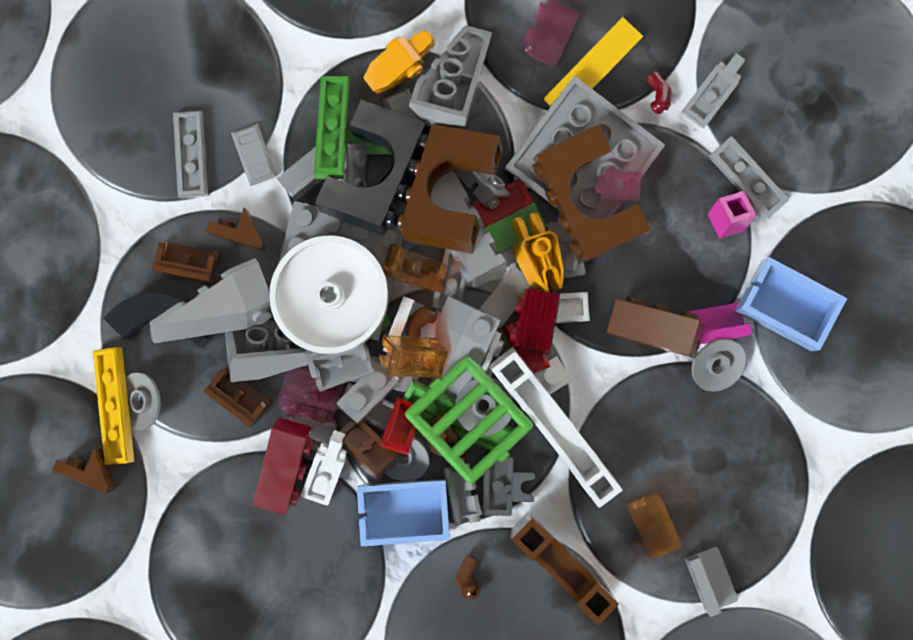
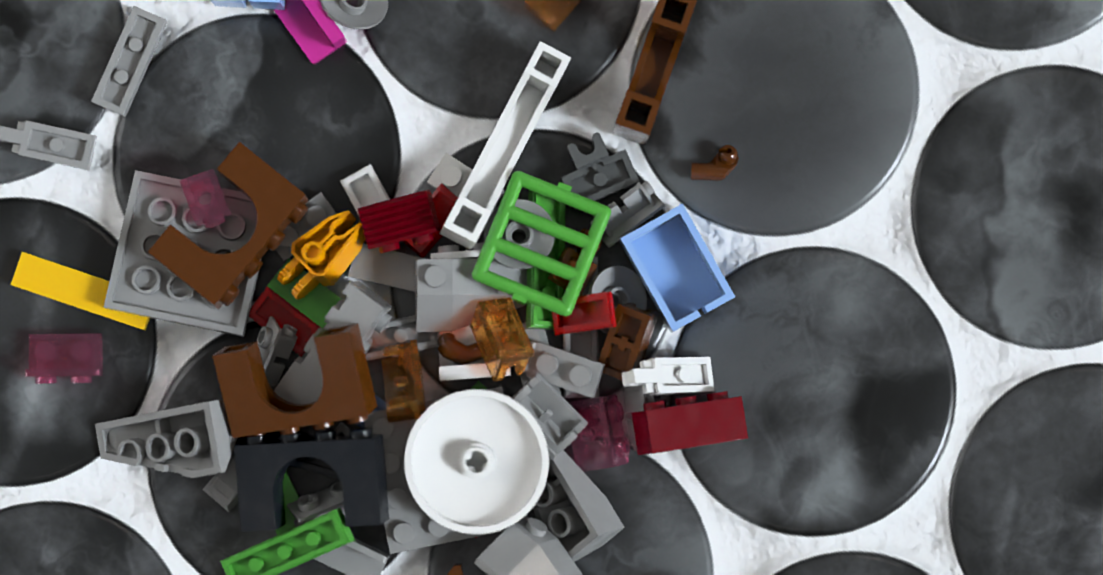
camera: 120 degrees left, 0 degrees up
(238, 397) = (638, 512): reddish brown hinge -> none
(399, 61) = (178, 511): light orange hinge -> none
(656, 327) = (343, 86): reddish brown brick -> none
(663, 93) = (78, 199): dark red arm -> none
(731, 214) = (180, 61): dark pink brick -> none

